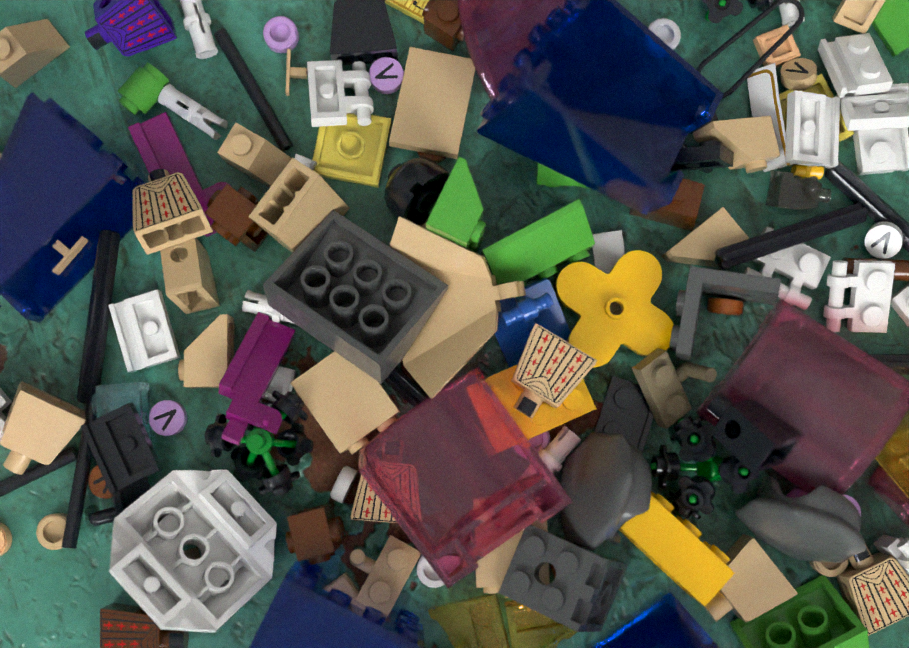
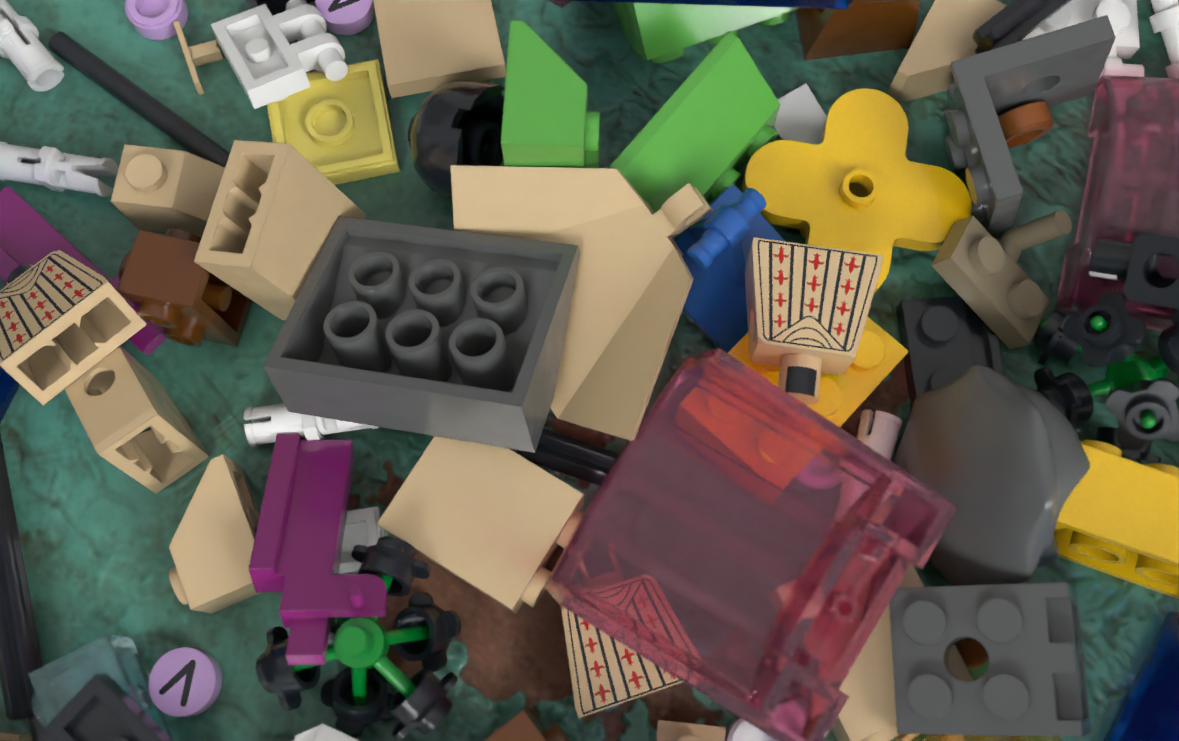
camera: 20 degrees left, 10 degrees down
(144, 331) = (90, 548): white plate -> none
(343, 484) = (539, 664): white tile -> none

